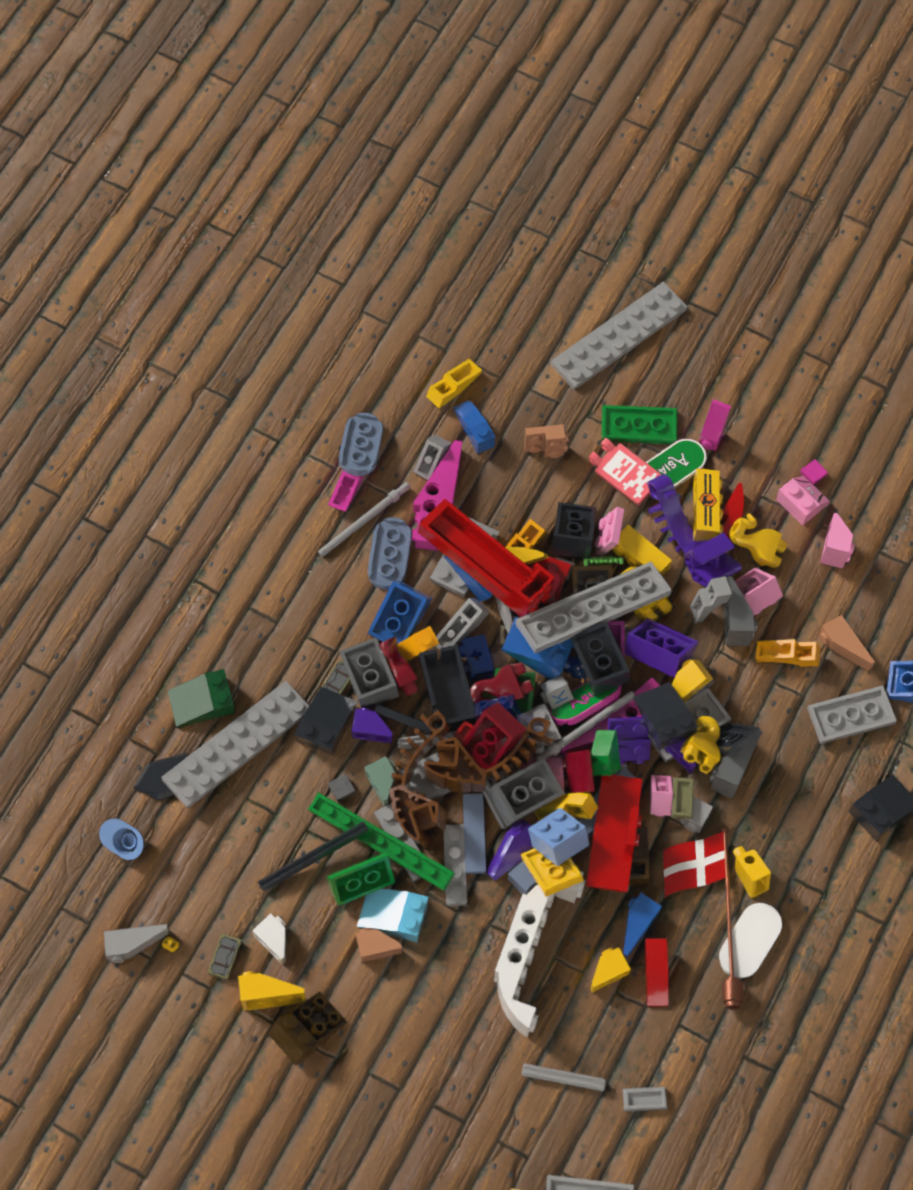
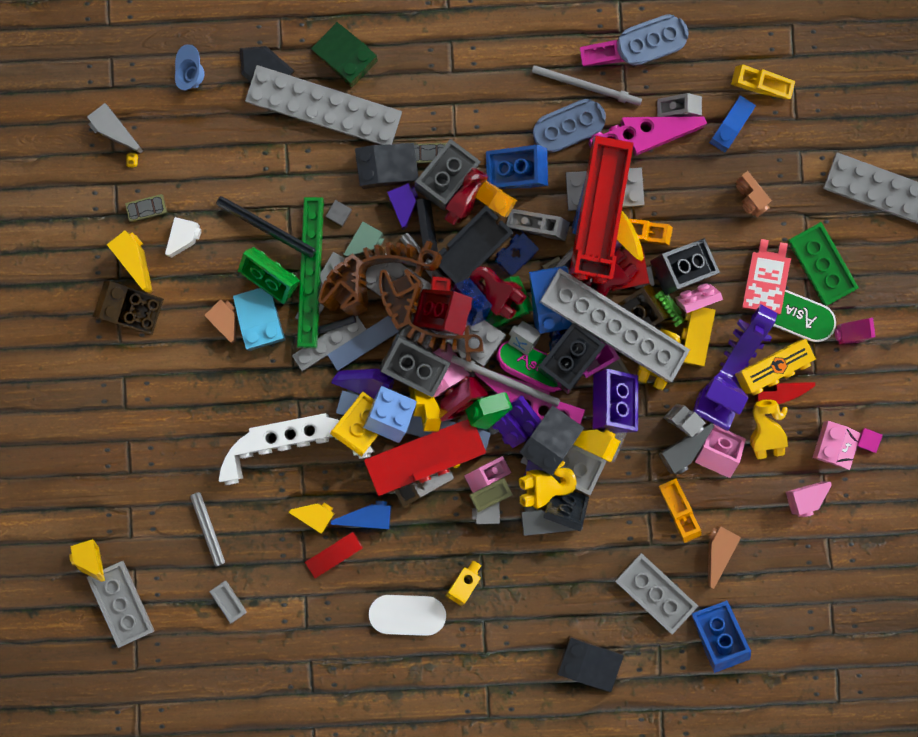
camera: 60 degrees right, 20 degrees up
(443, 845) = (336, 324): none -> black bar
(697, 866) = (445, 537): flag -> none

